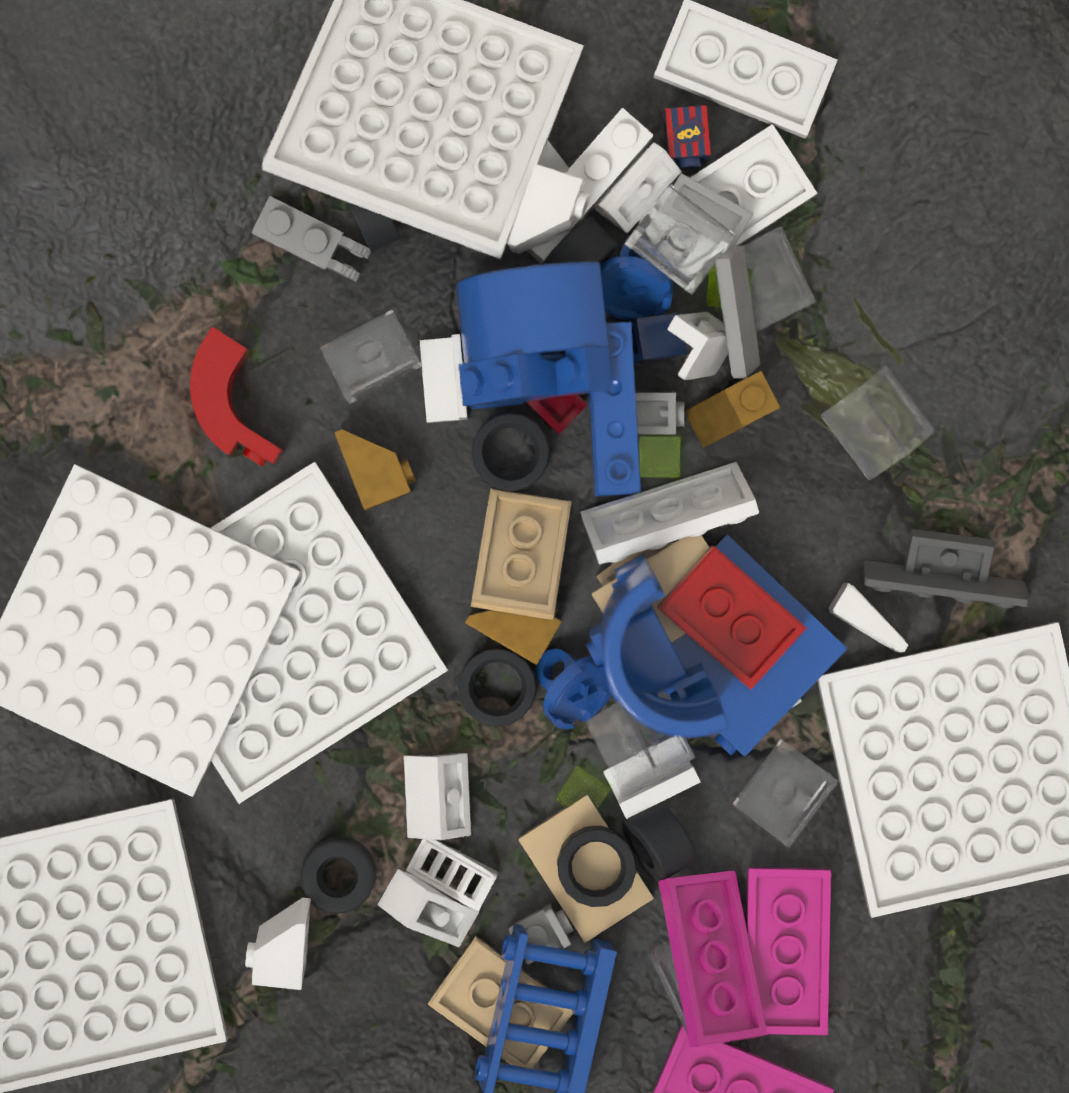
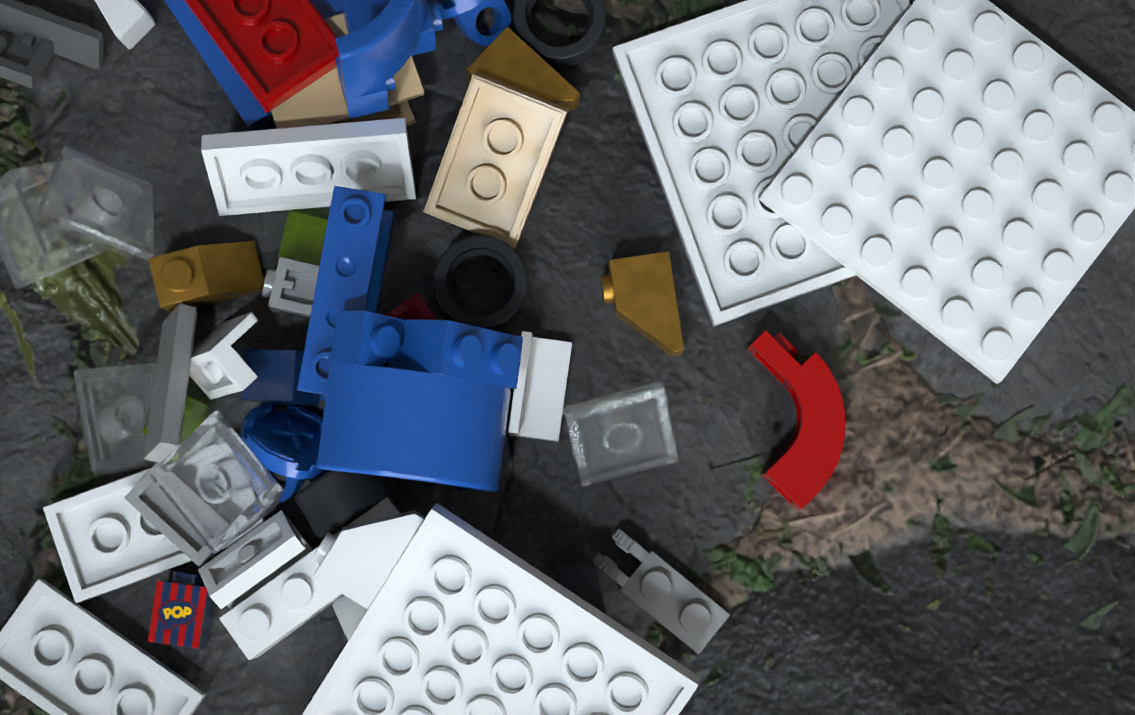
camera: 170 degrees left, 5 degrees down
(830, 443) = (99, 205): none -> clear slope

